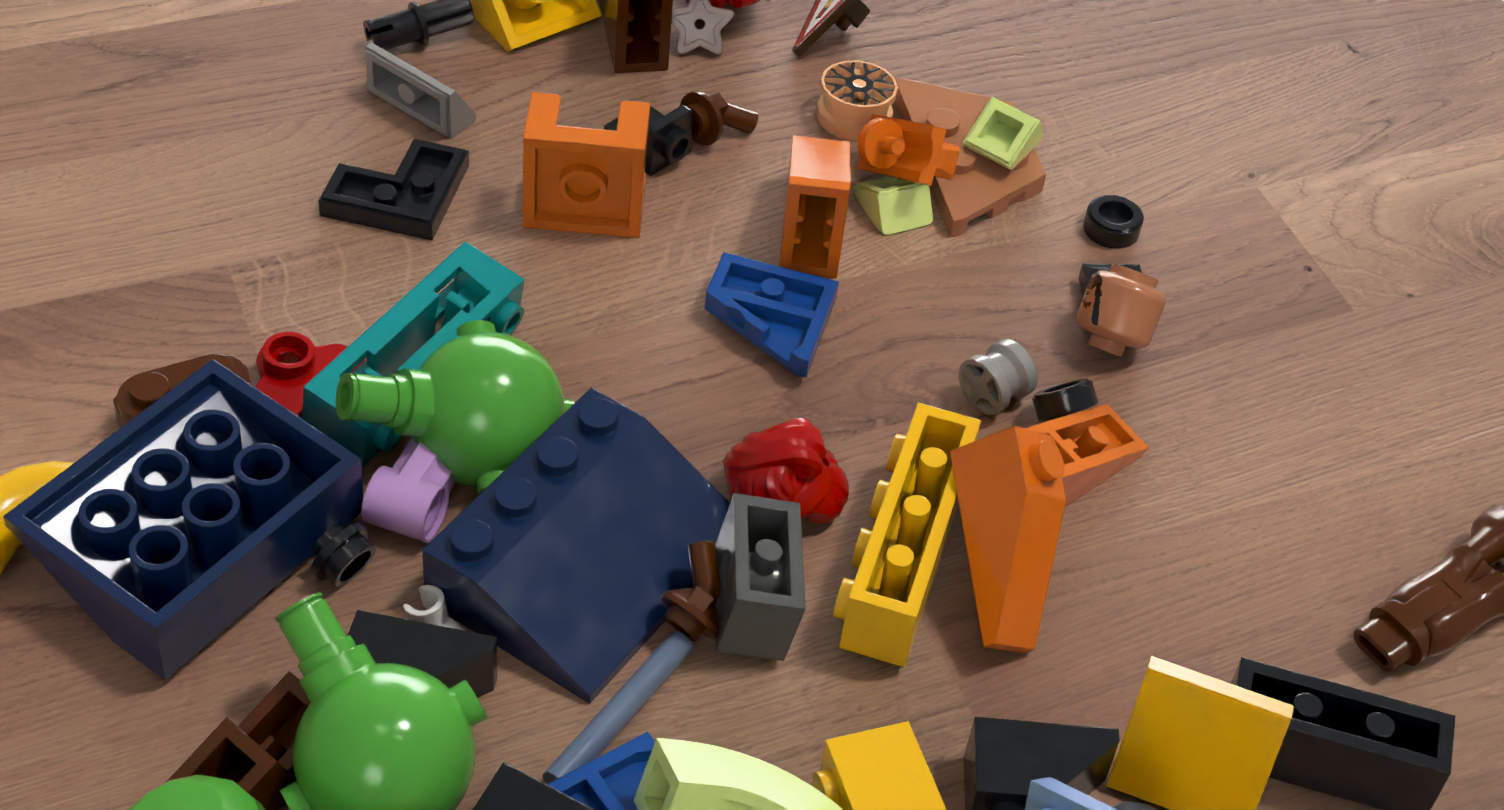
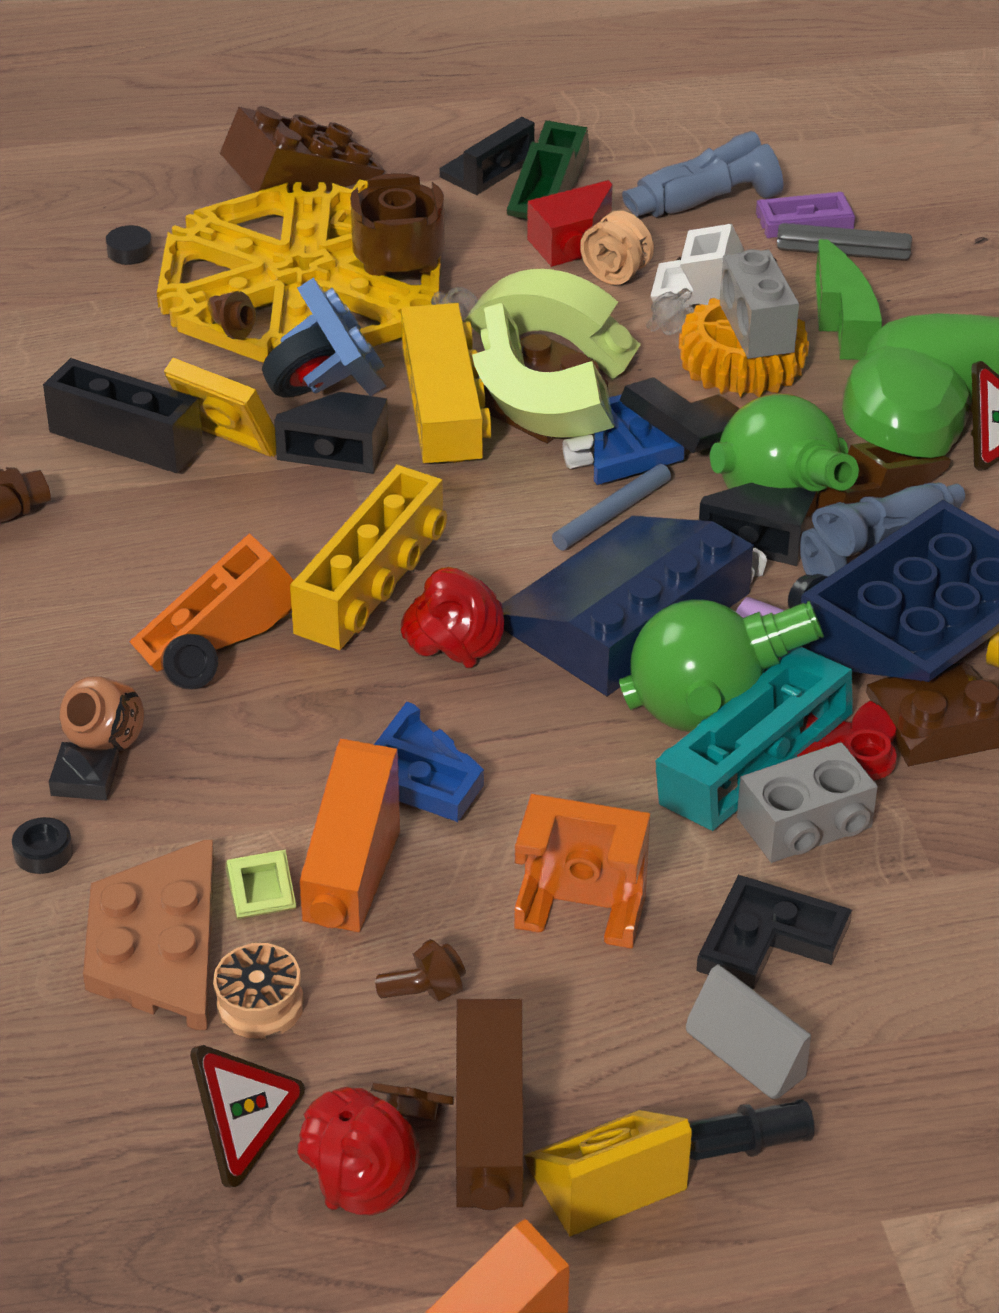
camera: 165 degrees left, 5 degrees down
(229, 665) = (857, 527): none -> sand blue piece
(353, 284) = (806, 802): none -> light grey brick
(667, 138) = (496, 961): black bracket -> none
(694, 609) = (550, 539): reddish brown plate -> none
(760, 577) = (498, 532): dark grey brick -> none
(906, 150) = (251, 876): orange hips -> none
(998, 376) = (240, 683): light grey wheel -> none
(1004, 134) = (121, 897): yellowish green slope -> none
(1011, 527) = (295, 521): orange slope -> none

